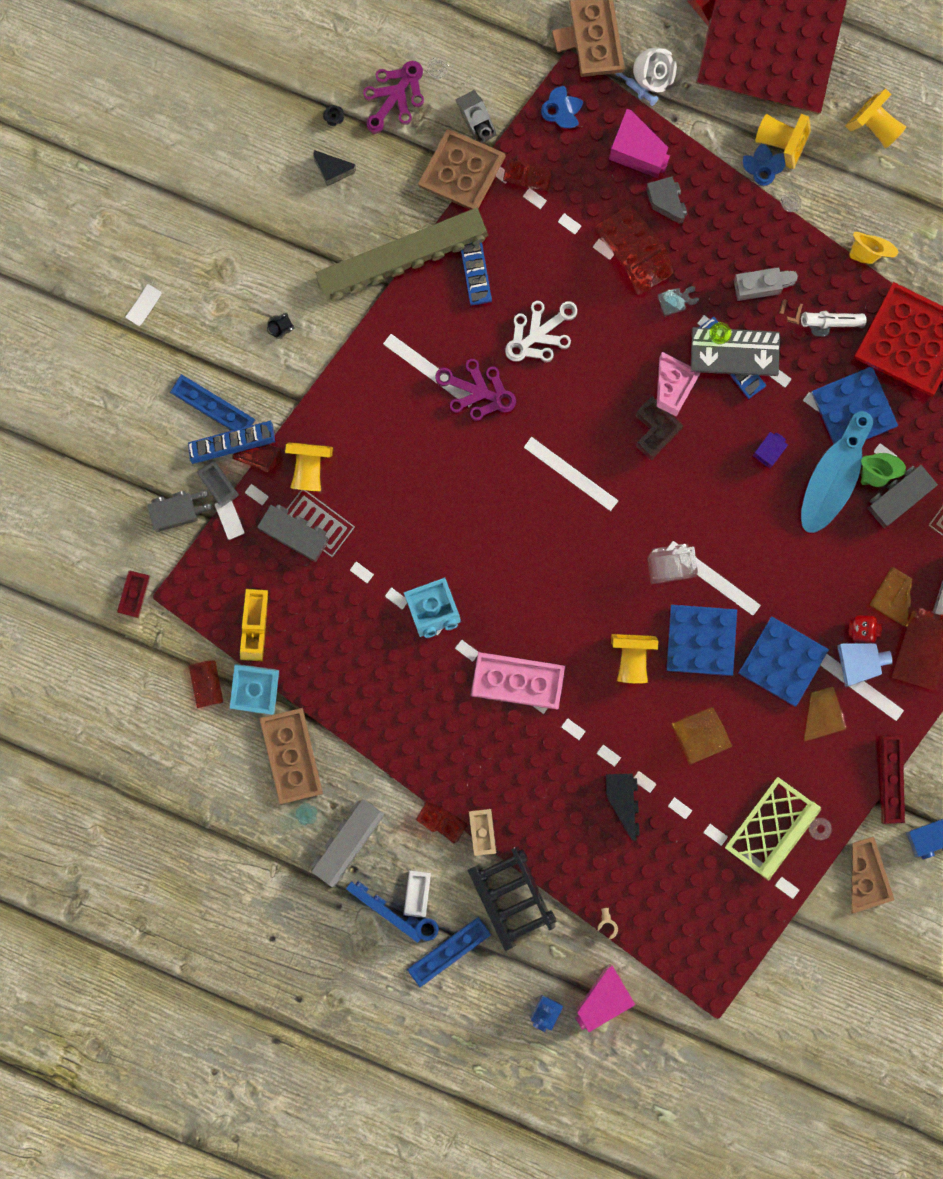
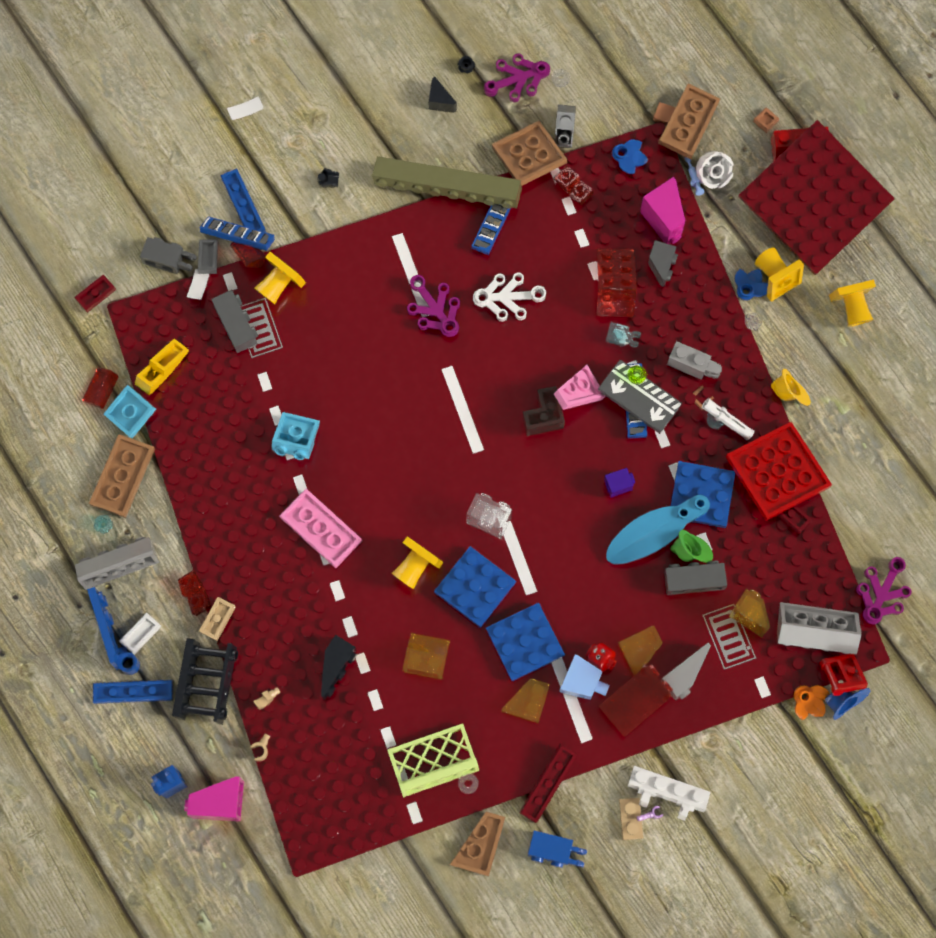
camera: 35 degrees right, 10 degrees down
(580, 875) = (266, 698): none -> tan piece

